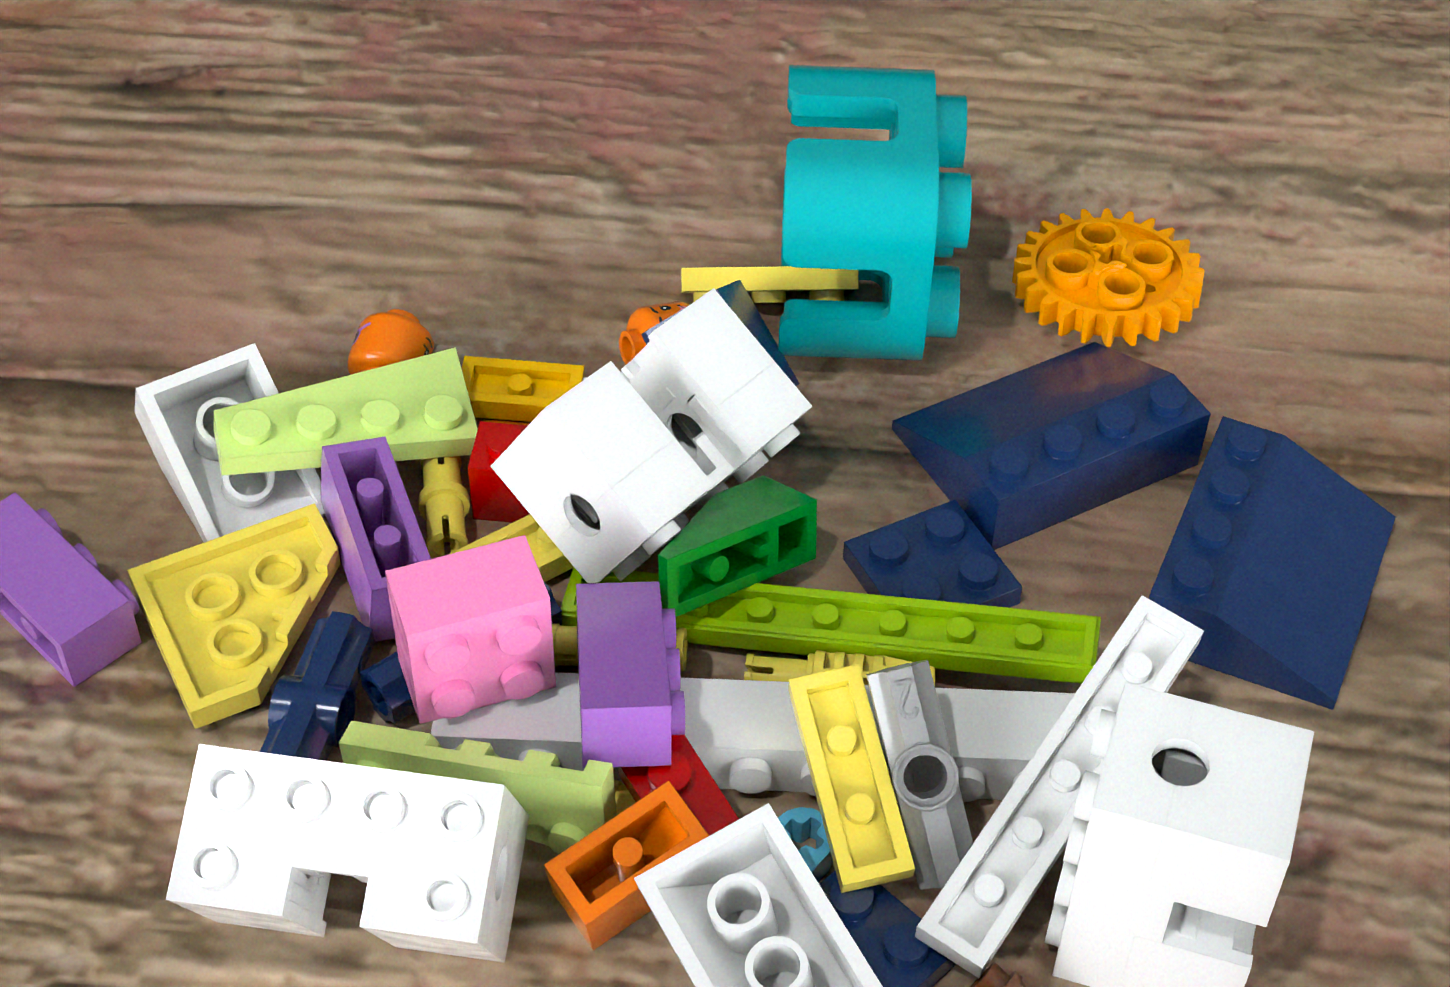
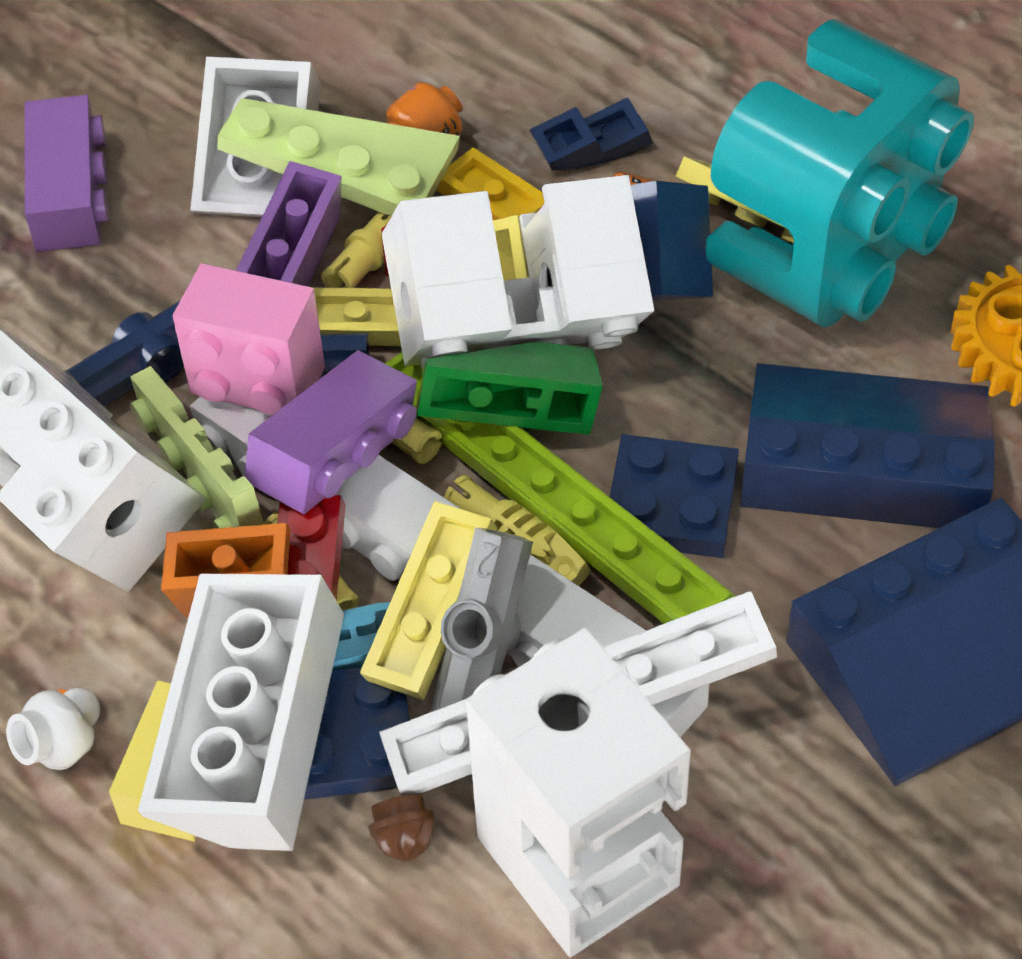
camera: 40 degrees right, 5 degrees up
(236, 608) = (155, 247): light yellow plate -> none
(559, 298) = (582, 142): none -> dark blue slope

